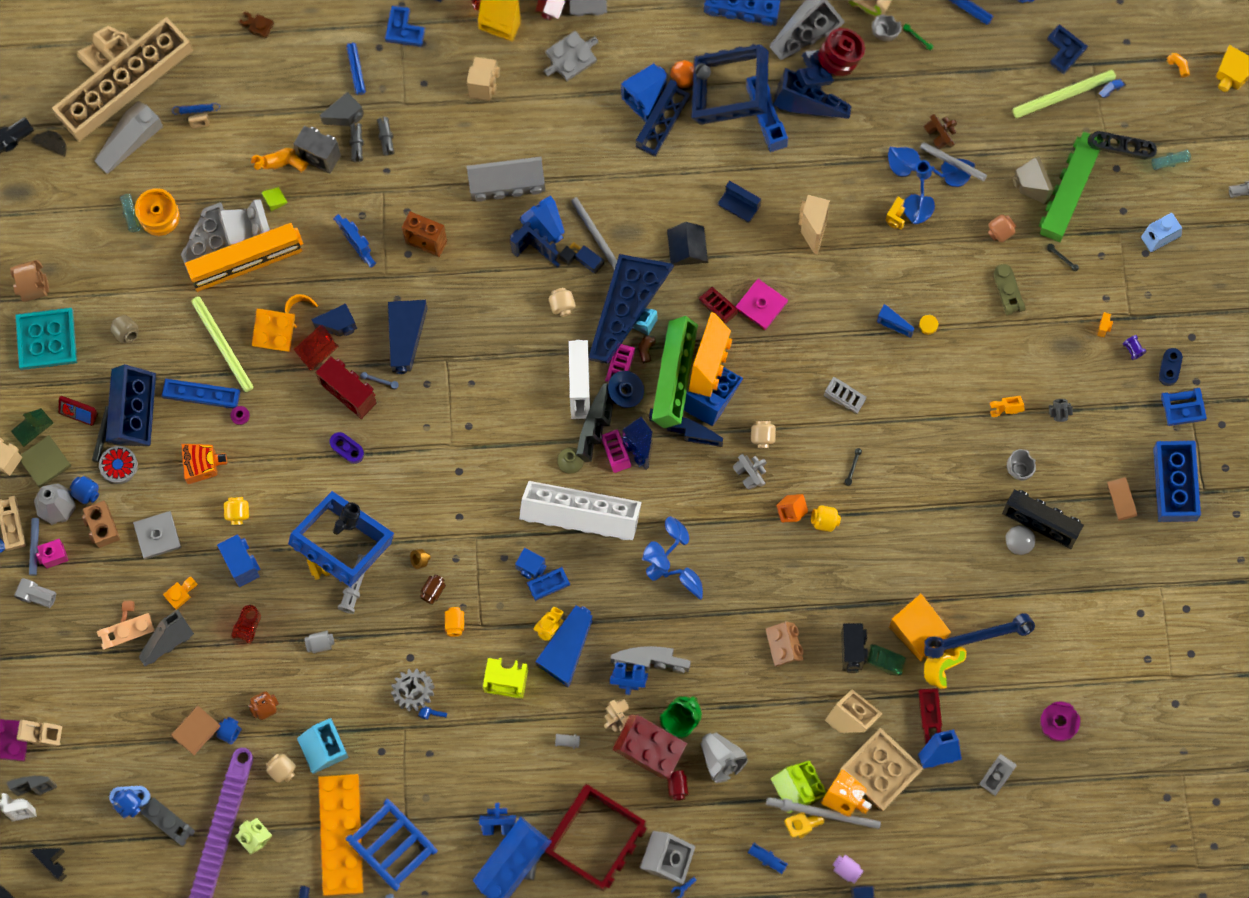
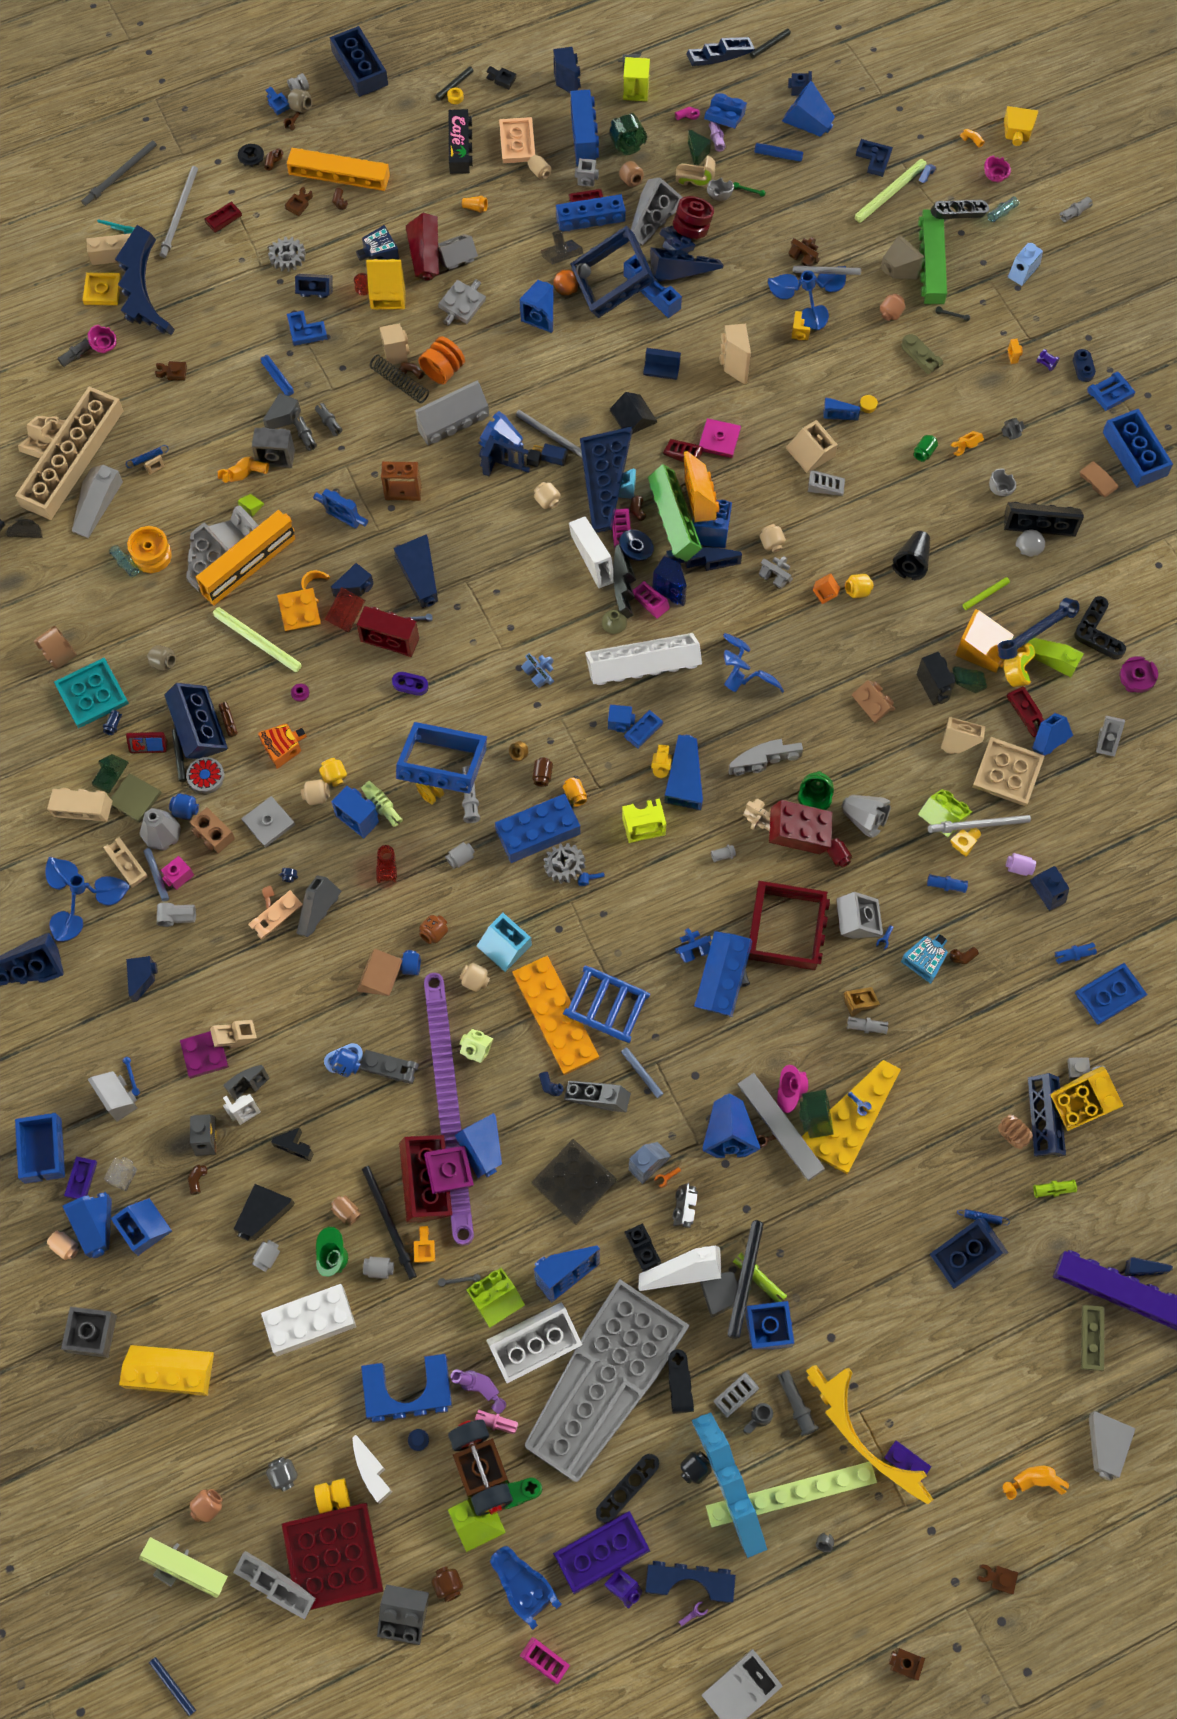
camera: 25 degrees left, 5 degrees down
(53, 377) = (112, 723): none -> dark blue pin
(153, 597) = (288, 875): none -> dark blue plate
(161, 417) = (228, 719): none -> reddish brown axle
(178, 594) = (311, 864): light orange plate -> none
(200, 393) = (255, 687): blue tile -> none
(211, 524) = (315, 792): none -> tan head
(268, 559) = (382, 802): none -> yellowish green hinge
(348, 519) = (441, 734): black piece -> none
(402, 644) = (537, 828): none -> blue brick
(471, 121) = (397, 378): none -> pearl dark grey piece
(477, 480) = (542, 676): none -> medium blue hips
(487, 108) = (406, 366): none -> reddish brown arm
(523, 115) = (441, 360): none -> orange wheel
(627, 679) = (753, 781): blue hips -> none
(657, 113) = (558, 321): dark blue fence -> none
(692, 38) = (561, 250): none -> clear smoke tile
(846, 352) = (812, 447): none -> tan slope
(846, 795) = (991, 802): light orange torso -> none
(848, 481) = (862, 551): pearl dark grey hinge -> none
(894, 508) = (913, 557): none -> black cone
(950, 575) = (978, 598): none -> lime bar
(962, 396) = (925, 448): none -> green brick
(986, 669) = (1057, 655): none -> lime slope
(1036, 660) = (1092, 633): none -> black beam
(1185, 111) = (997, 169): none -> dark pink hair

